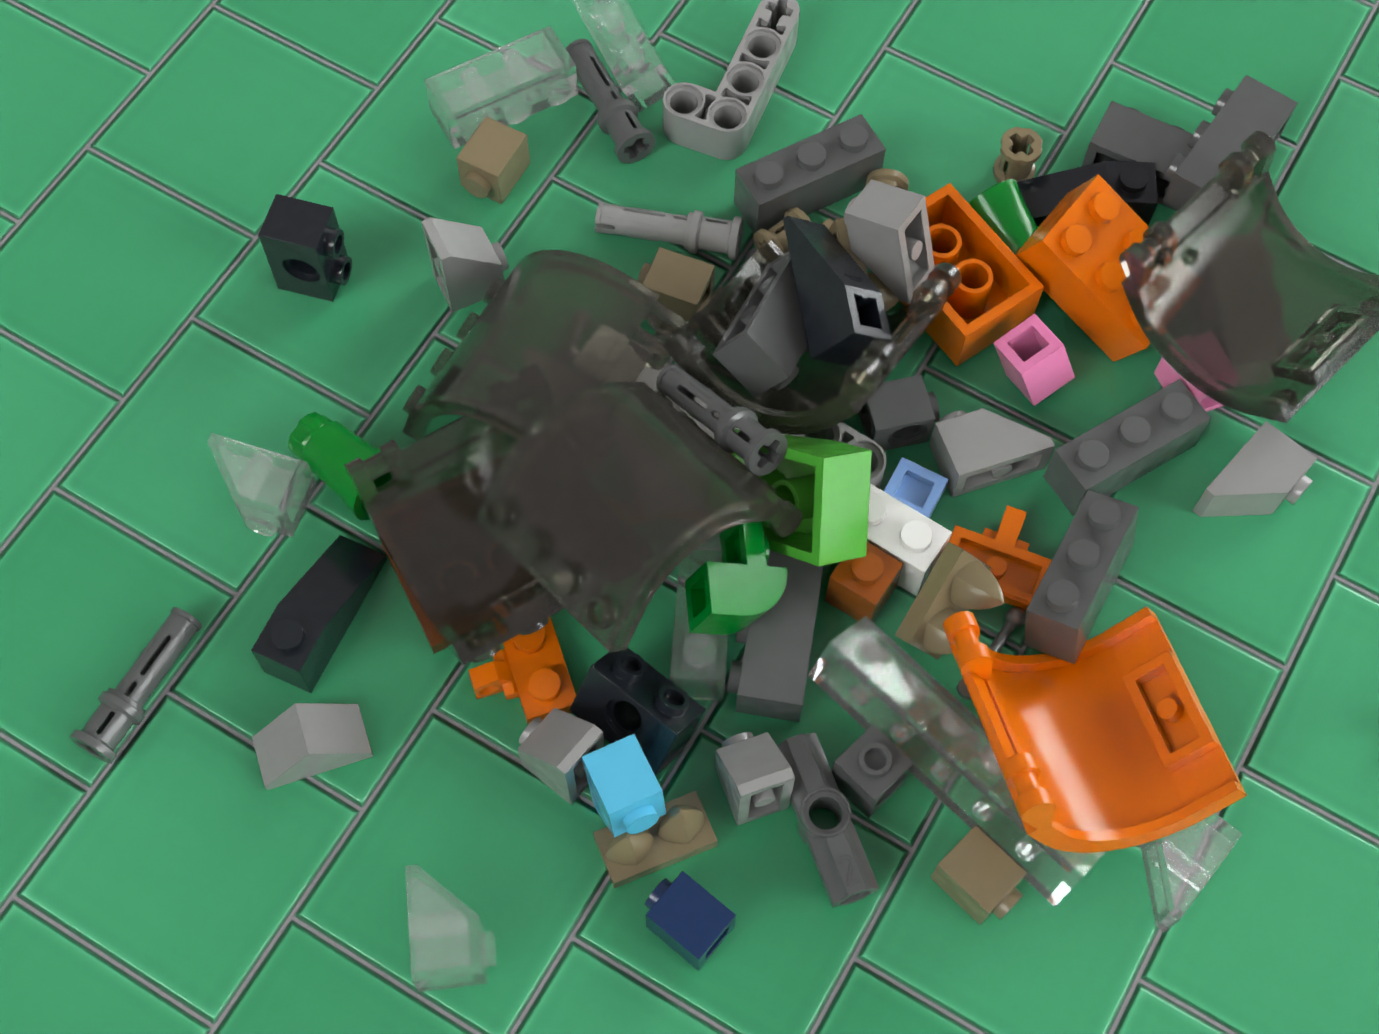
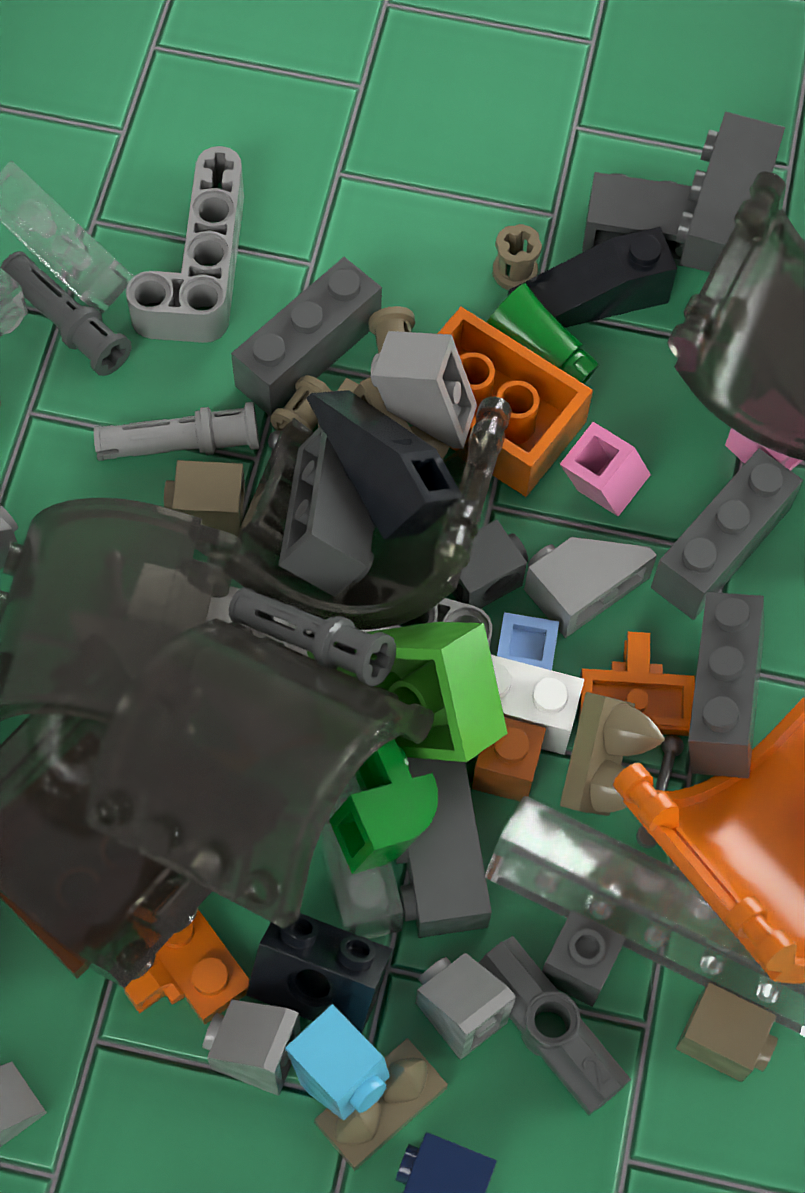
camera: 20 degrees left, 0 degrees up
(1080, 266) = (622, 351): orange brick -> none

